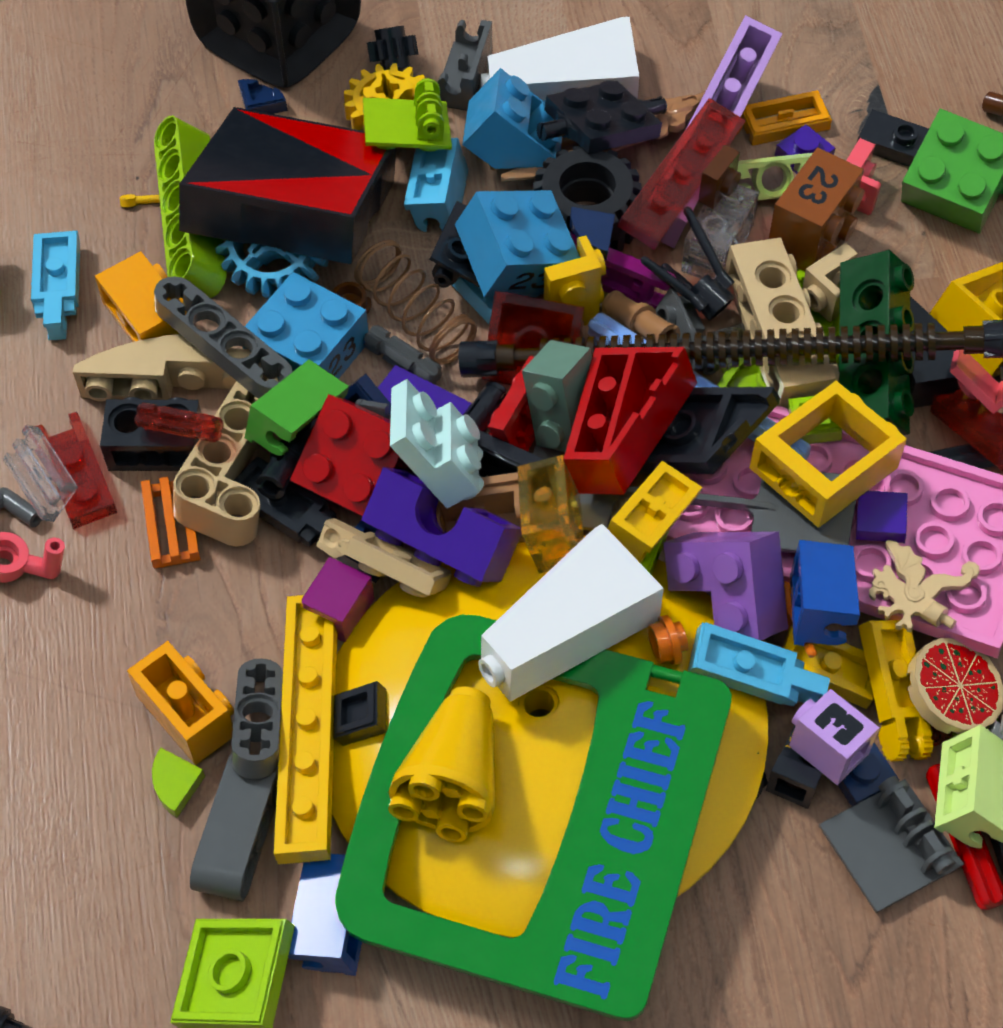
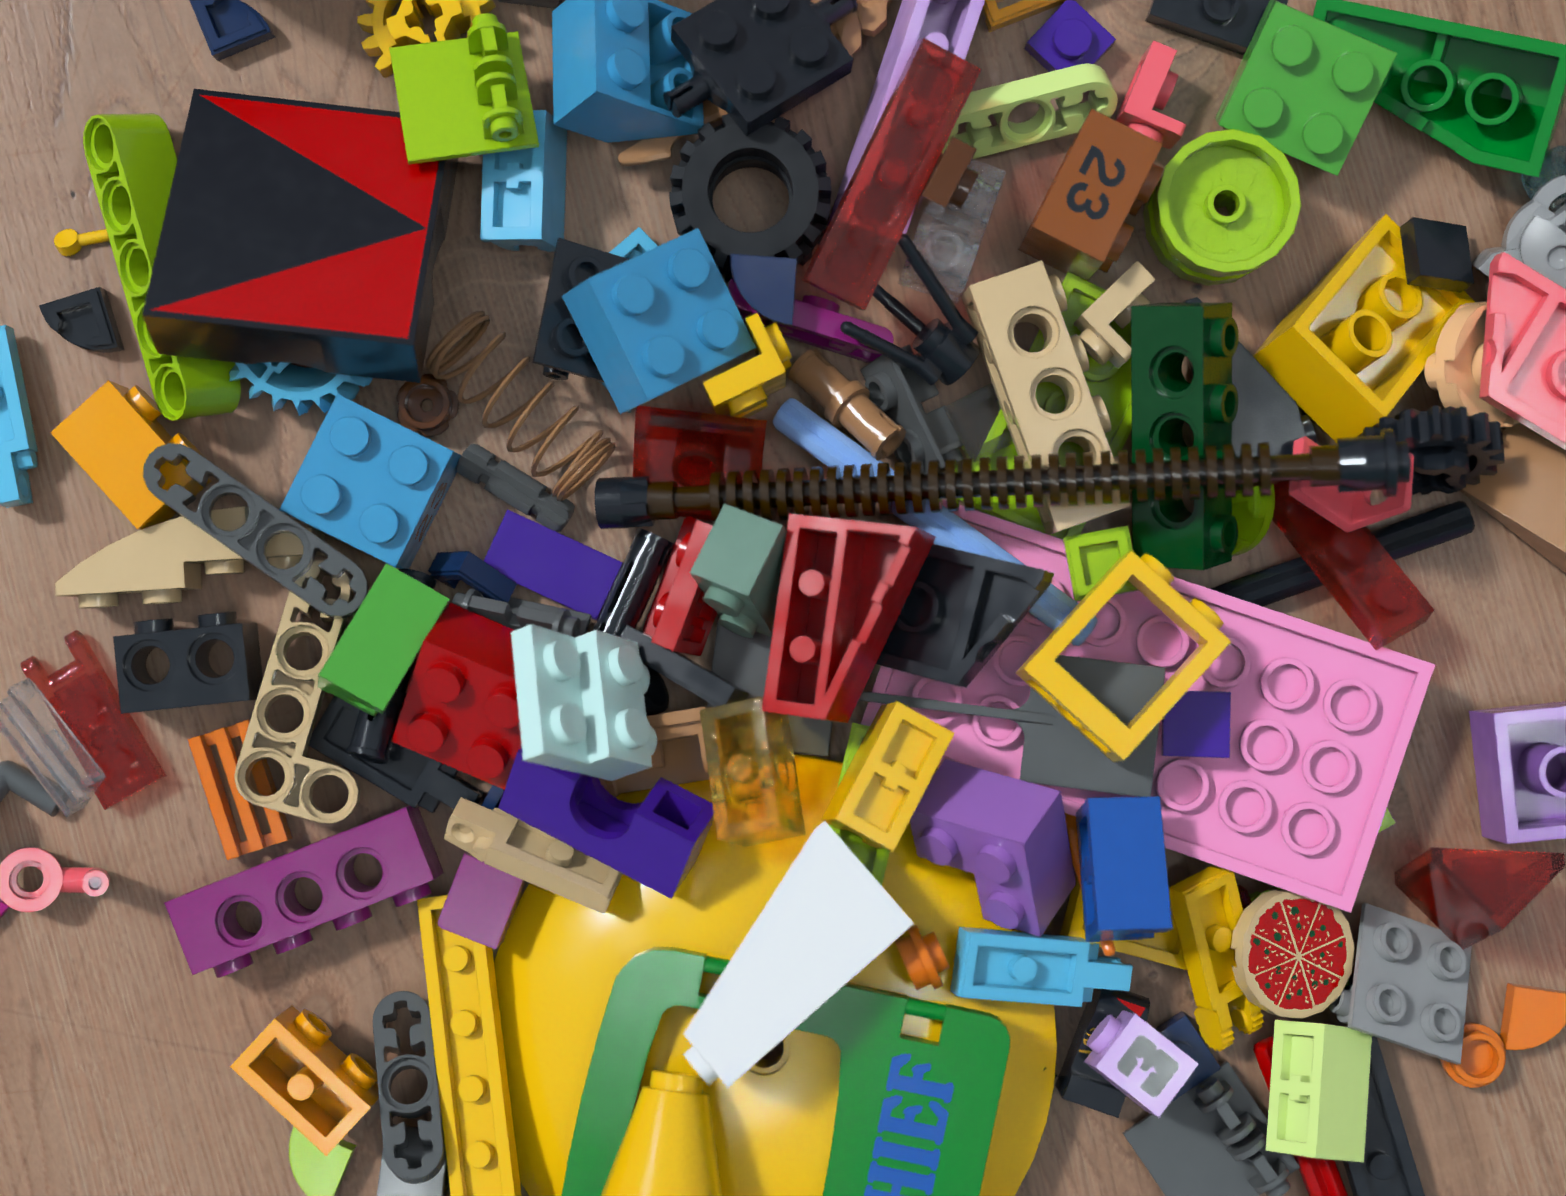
camera: 10 degrees left, 30 degrees up
(127, 239) = (85, 320): none -> black tile
(179, 422) = (223, 684): clear red axle -> none
(183, 570) = (207, 916): none -> magenta brick
(360, 713) = (538, 1071): black tile -> none
(910, 220) = (1222, 171): none -> lime wheel
(915, 595) = (1236, 848): tan piece -> none
(925, 415) = (1253, 518): none -> lime tile

